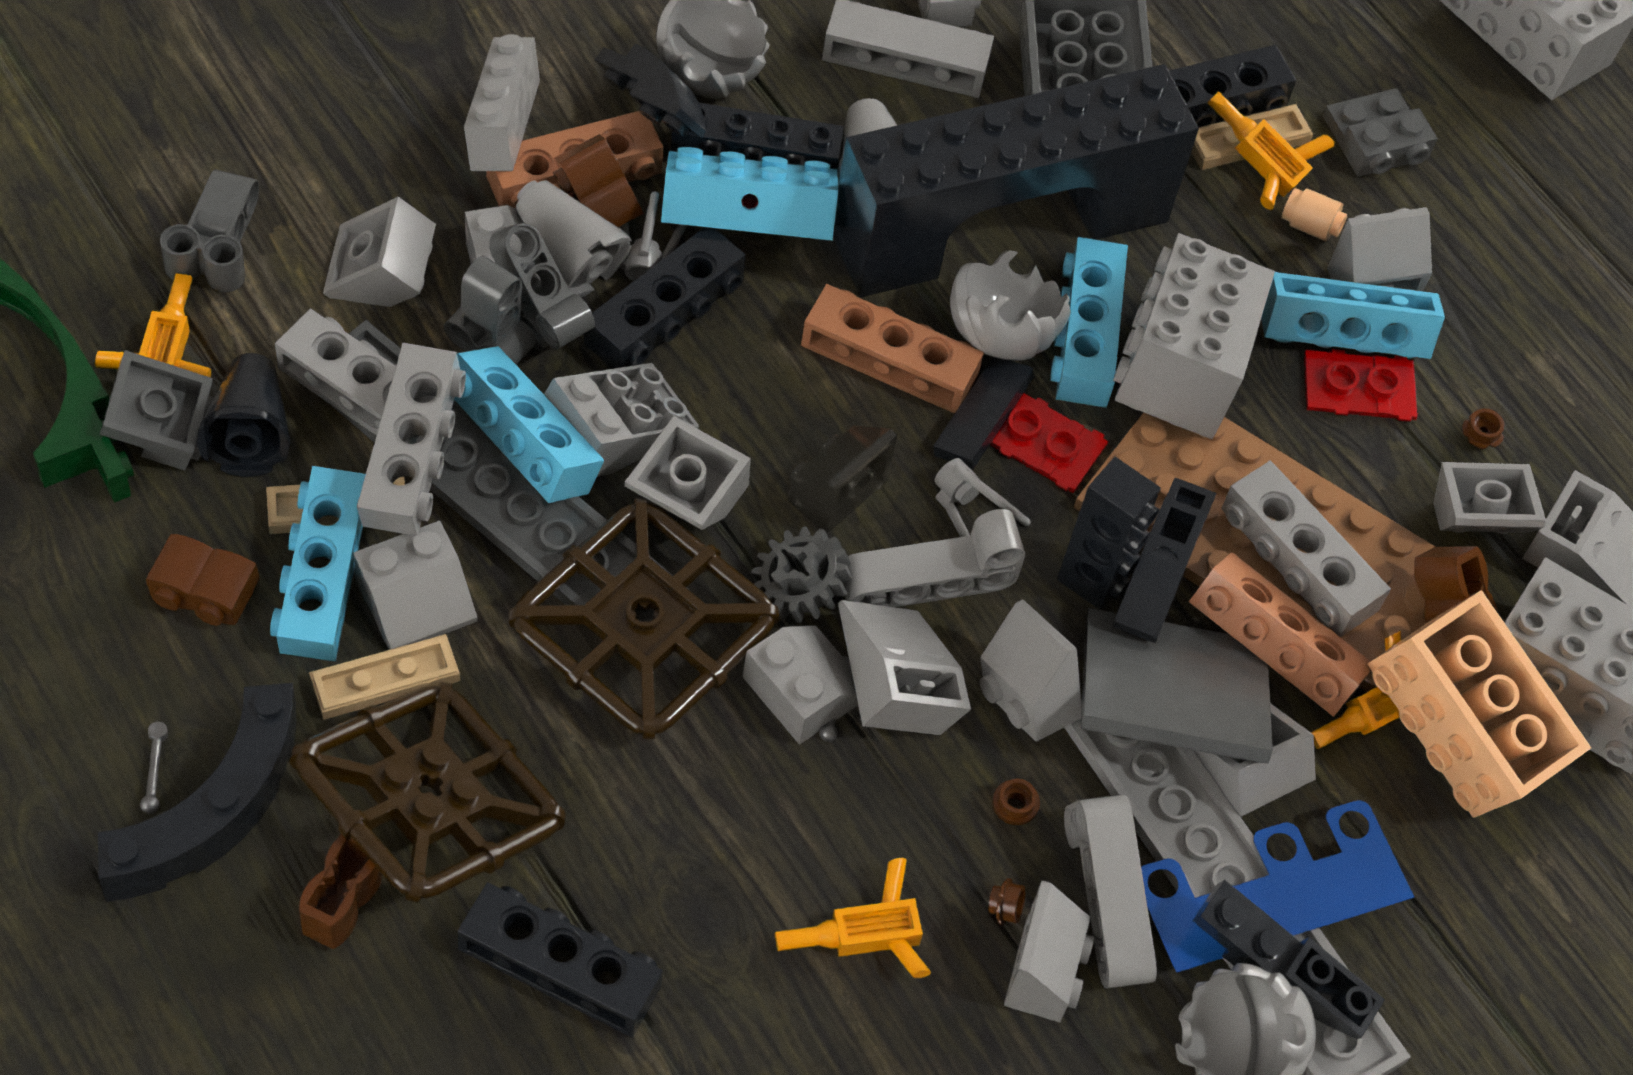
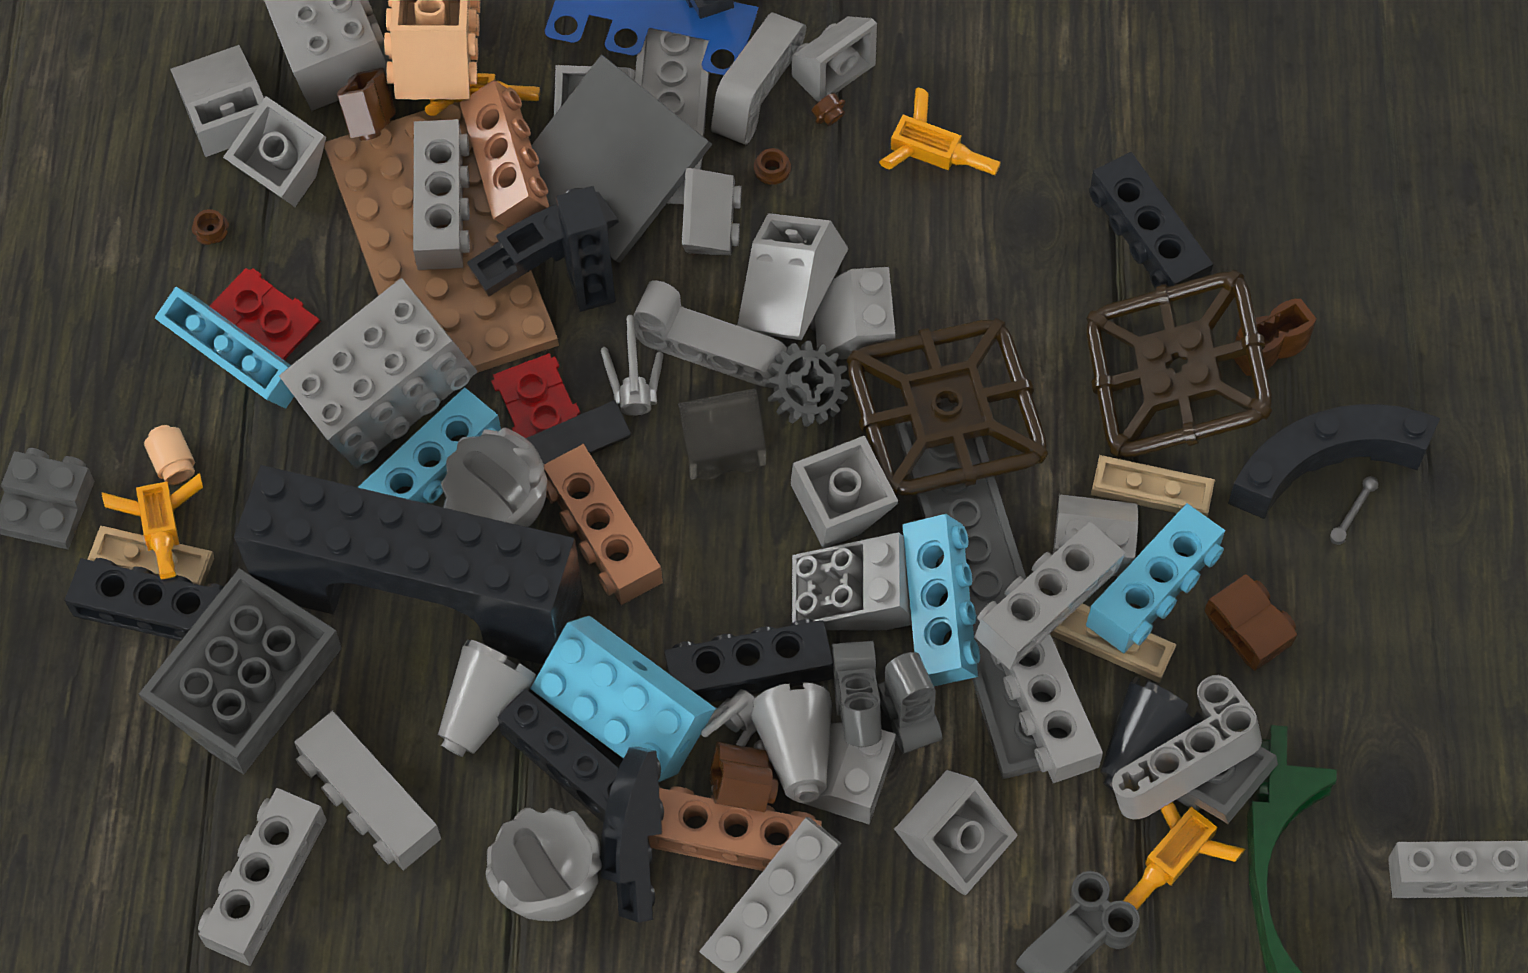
camera: 135 degrees left, 5 degrees up
(192, 381) = (1133, 784): none -> light grey beam
(1385, 250) = (163, 379): light grey slope -> none

